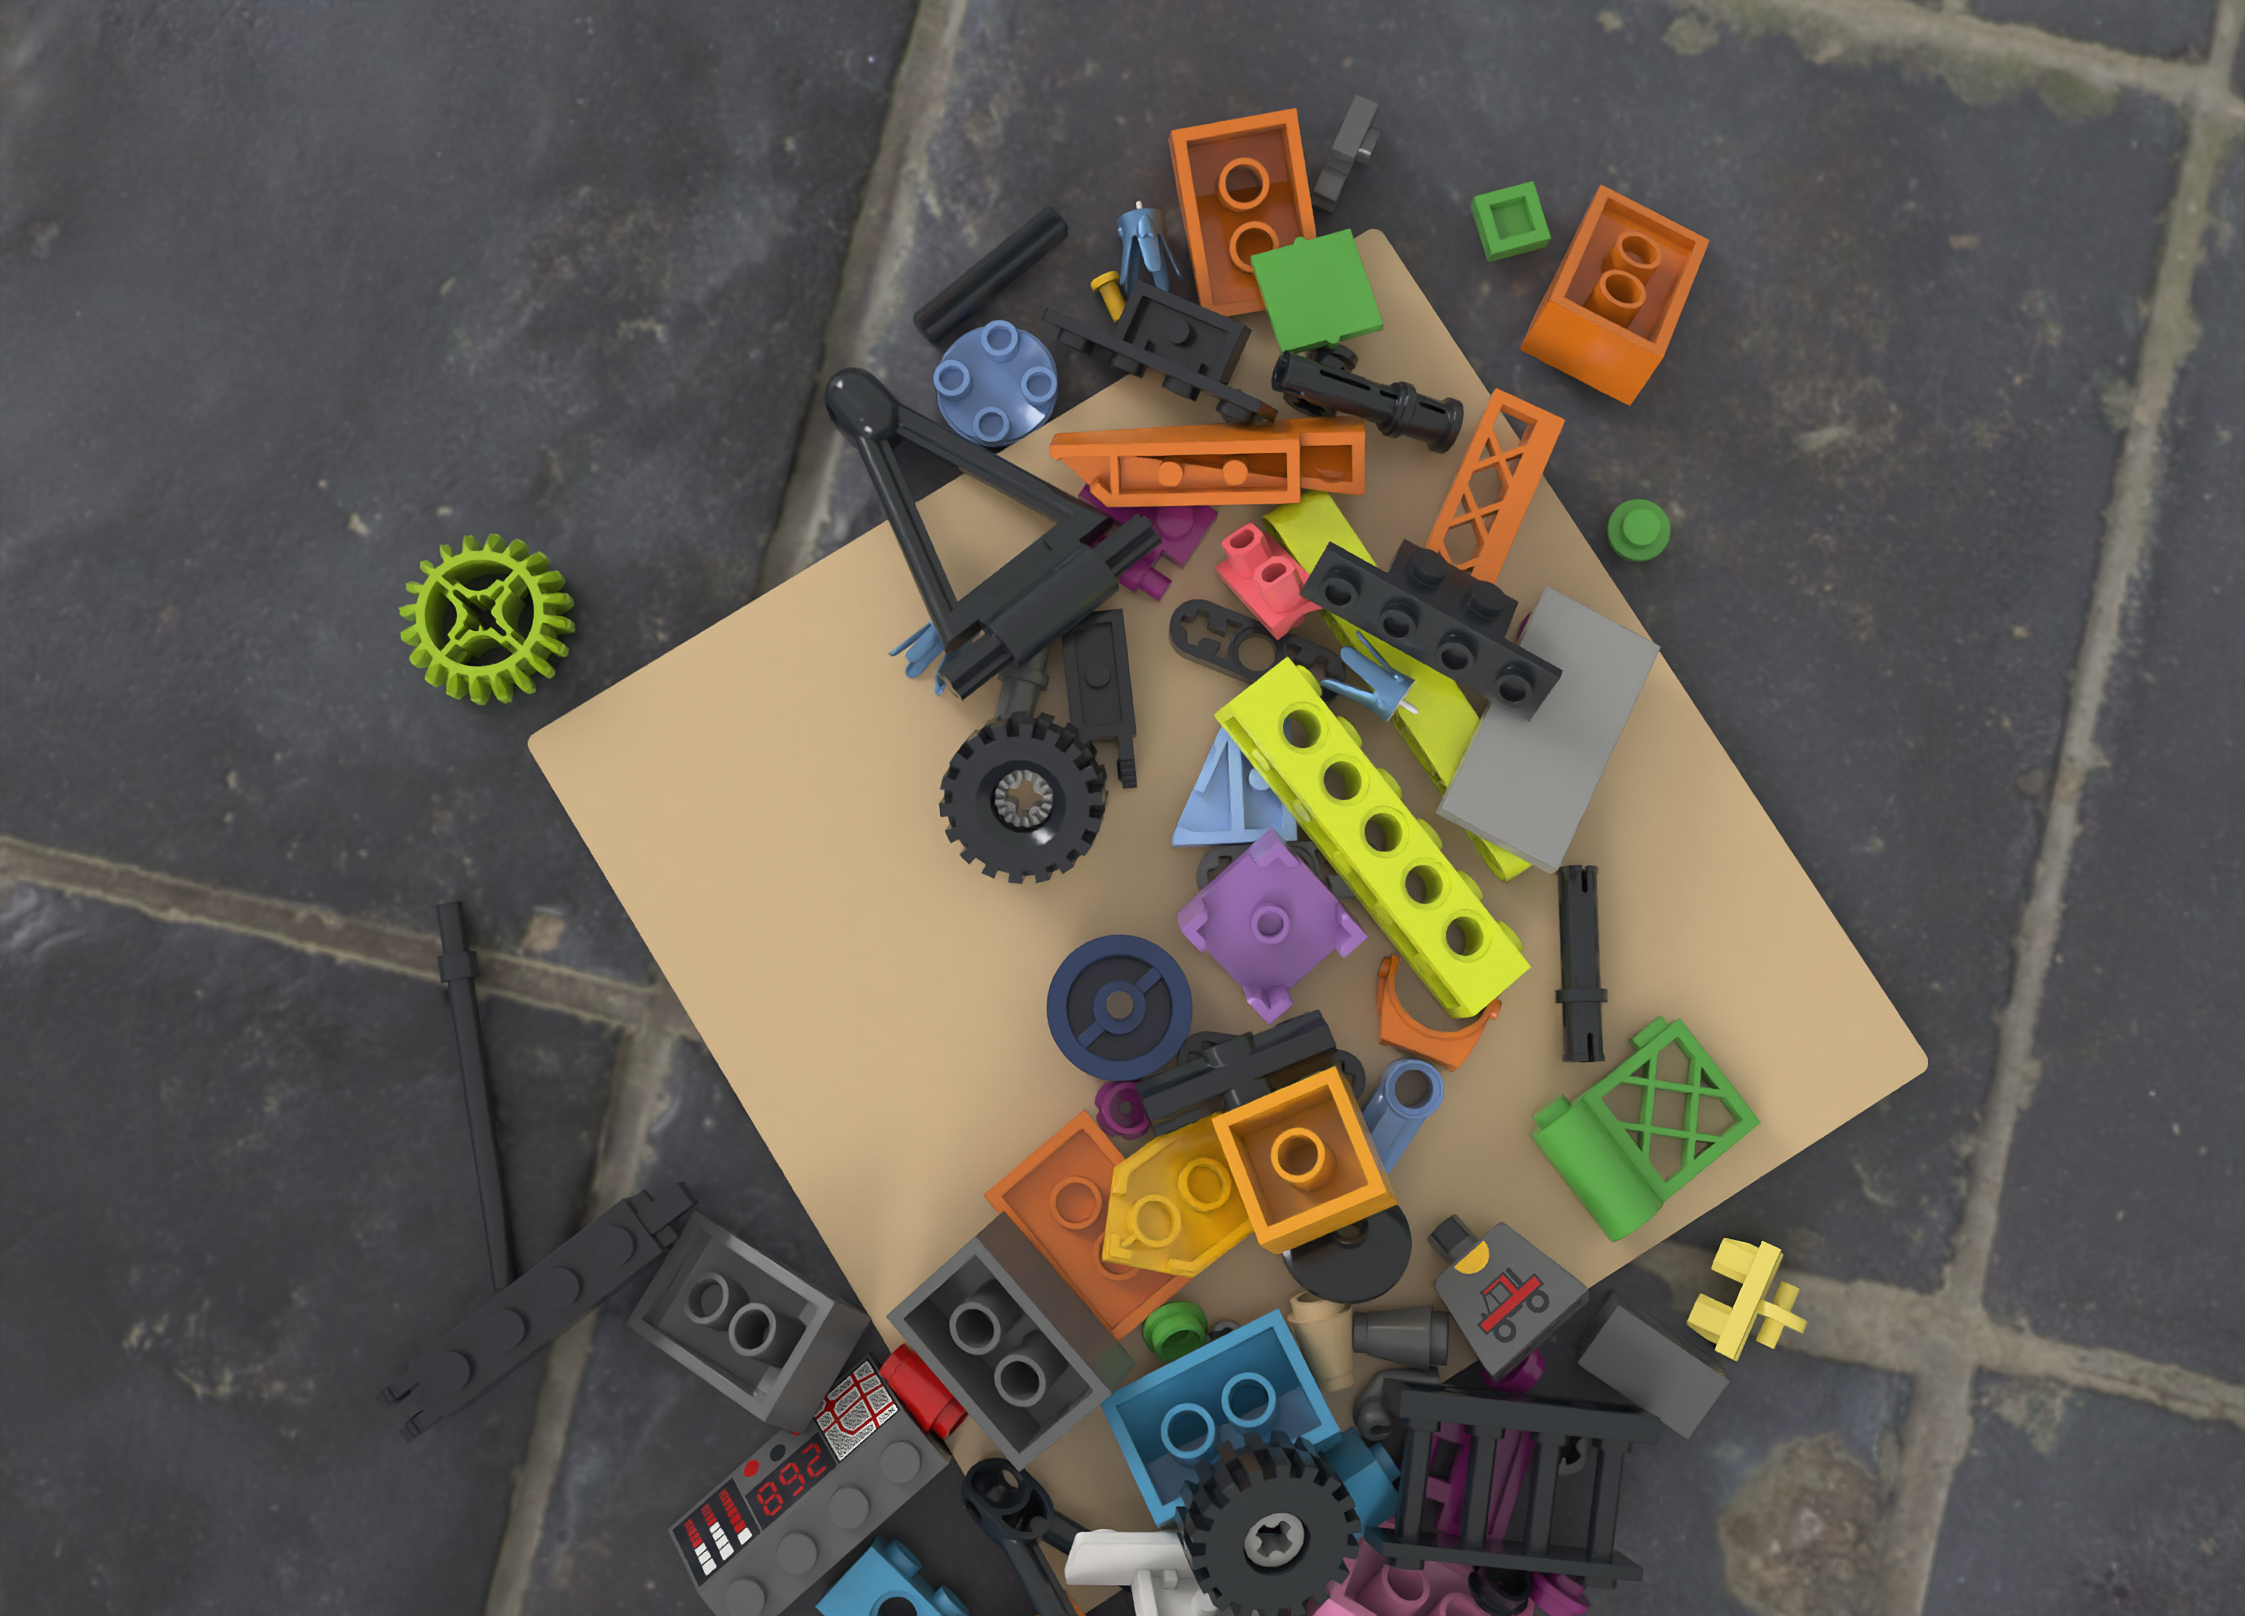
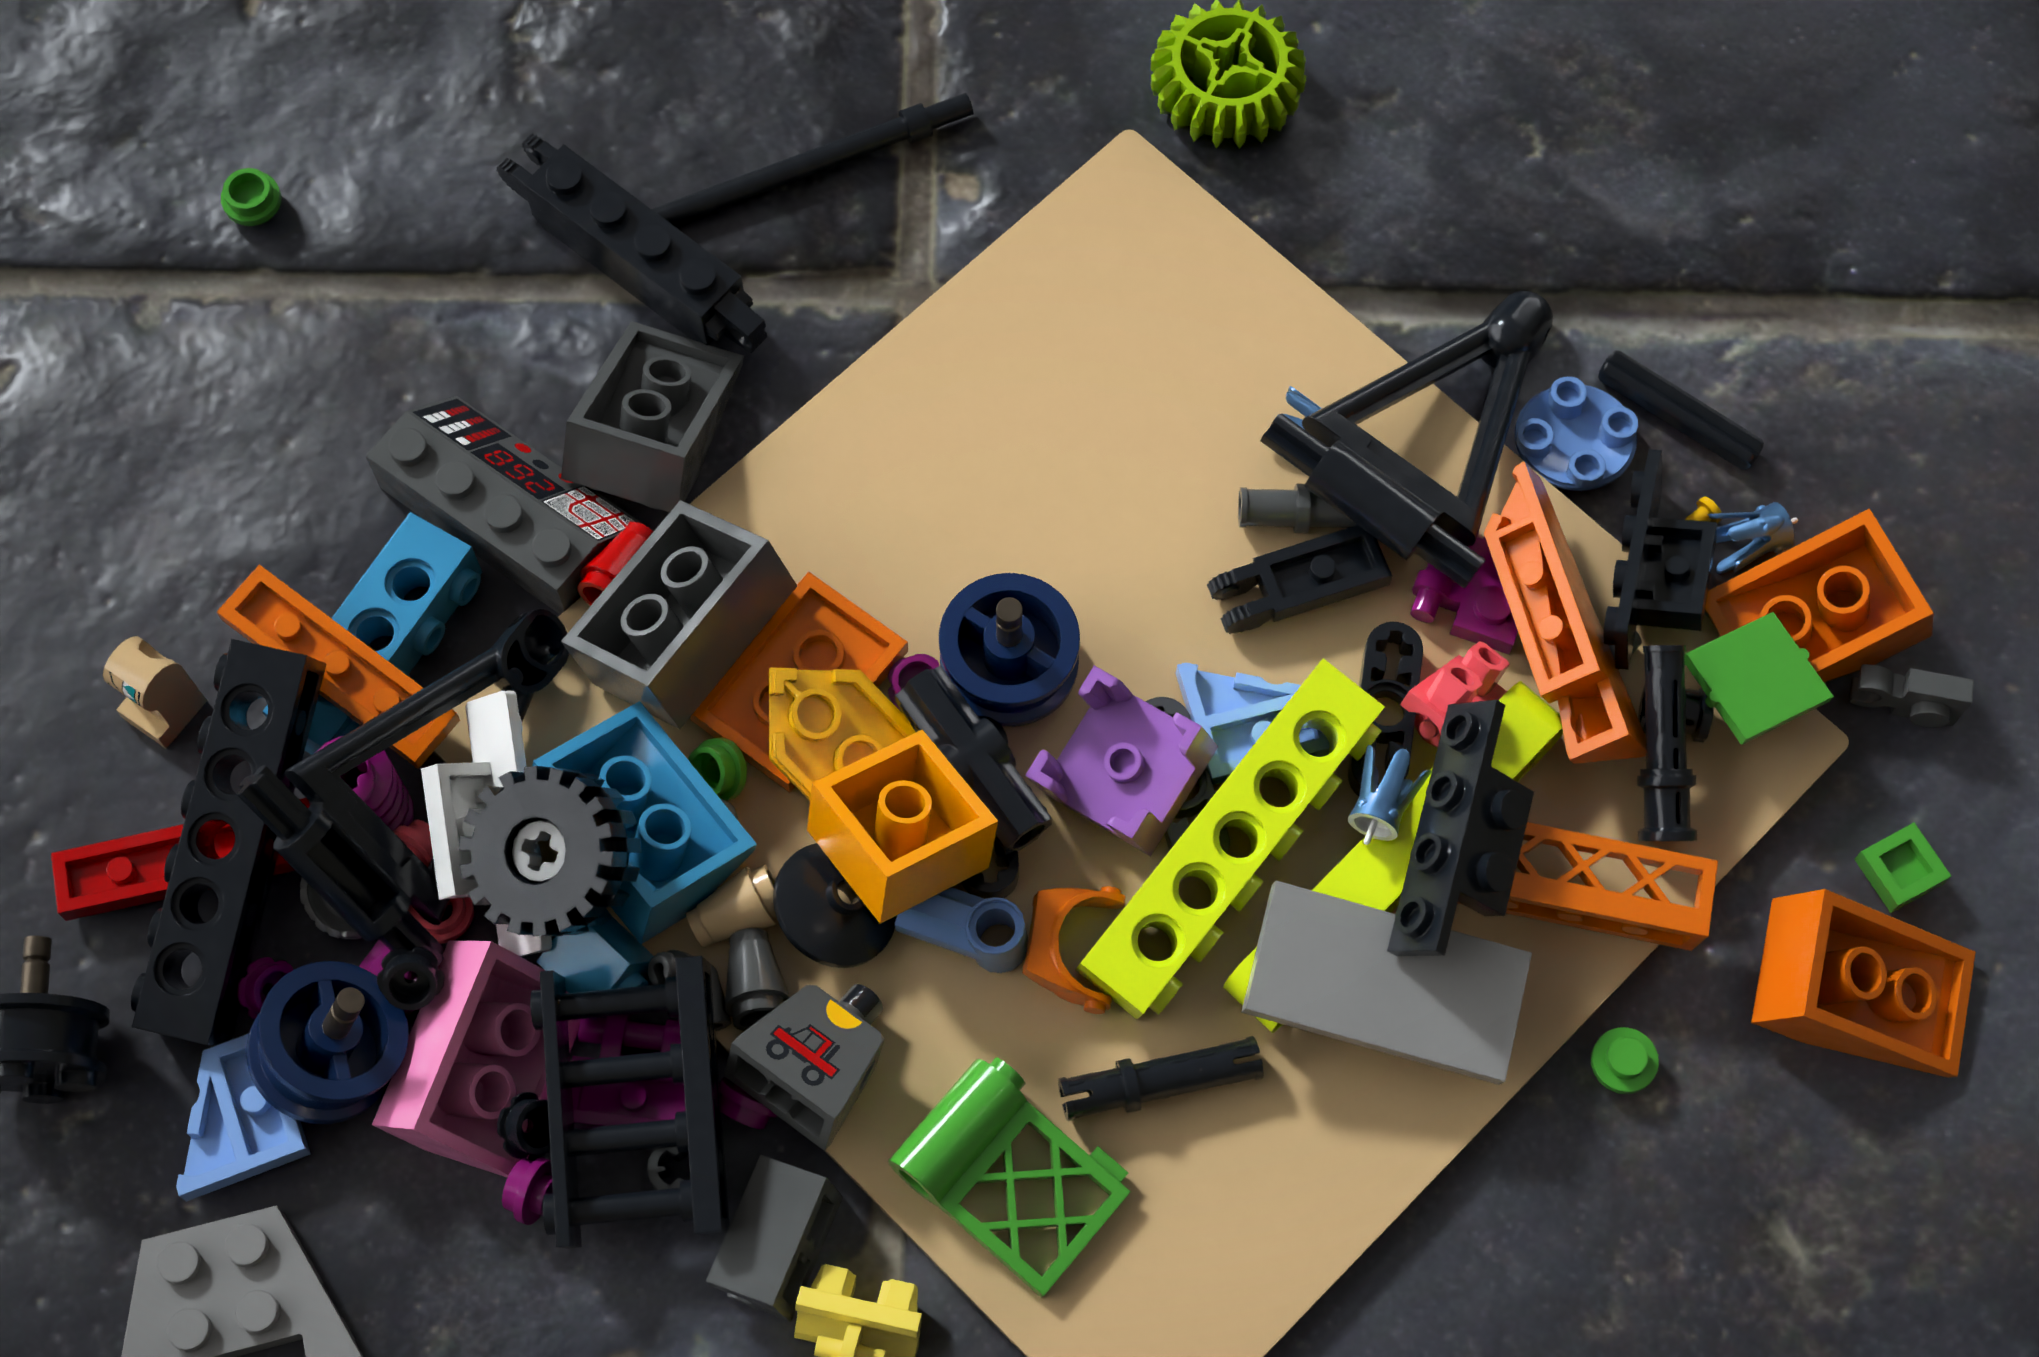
camera: 80 degrees right, 15 degrees down
(990, 819) = (1157, 503): black bush -> none

